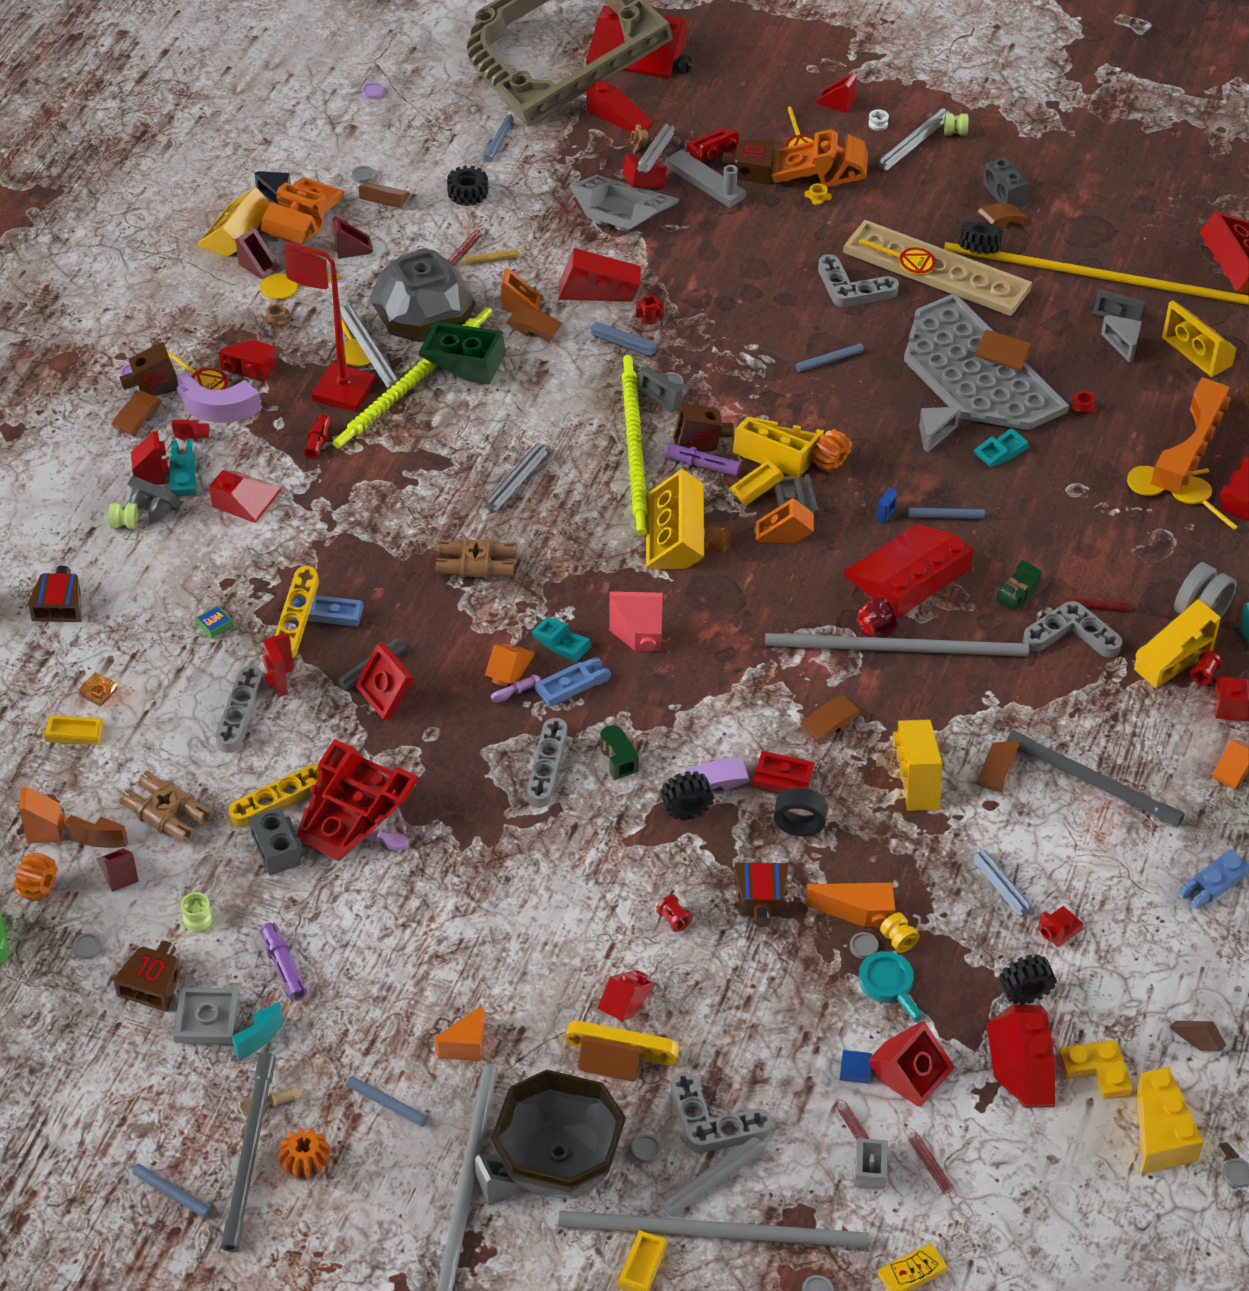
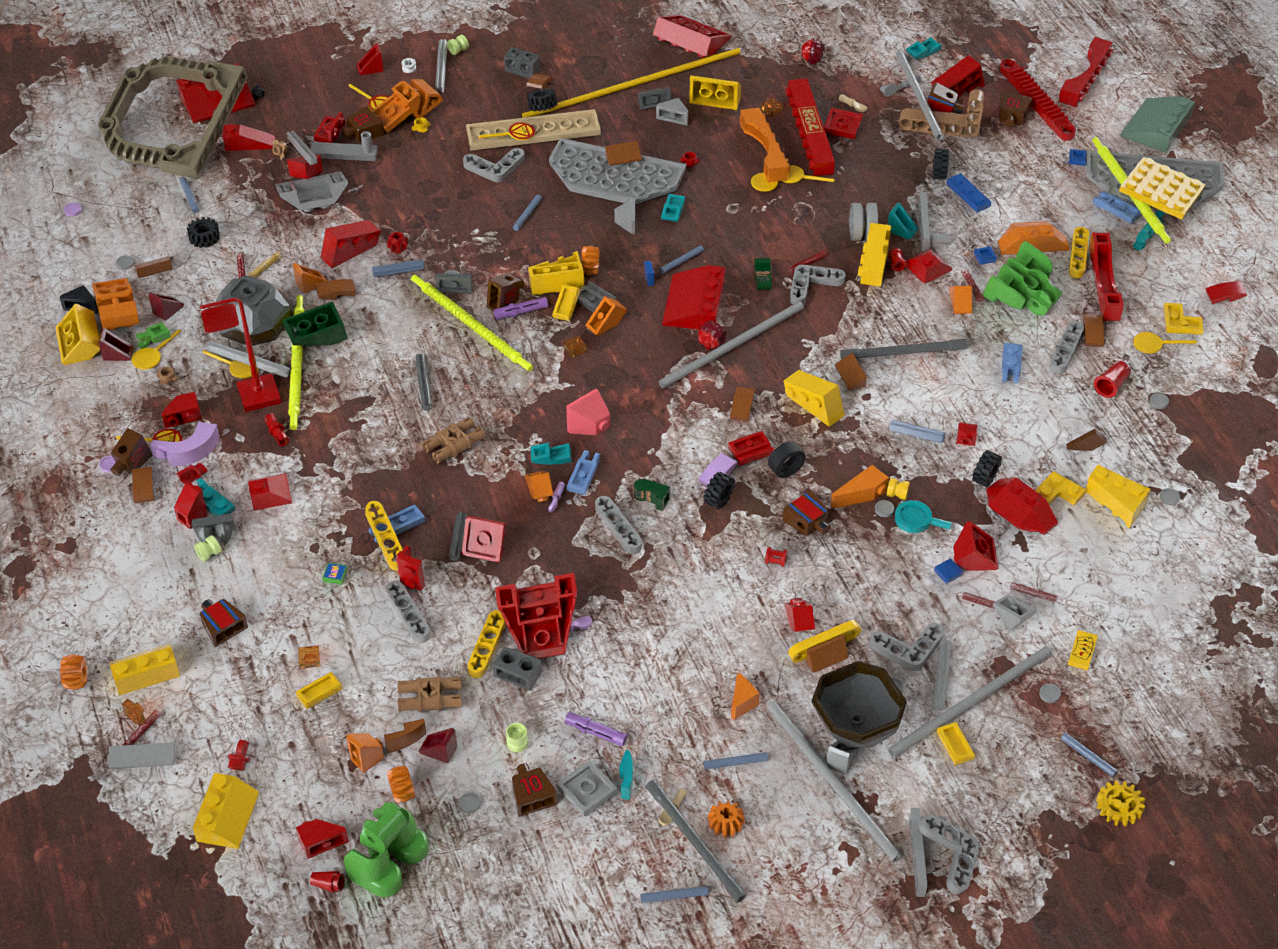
camera: 40 degrees left, 0 degrees up
(675, 523) = (545, 351): yellow slope -> none

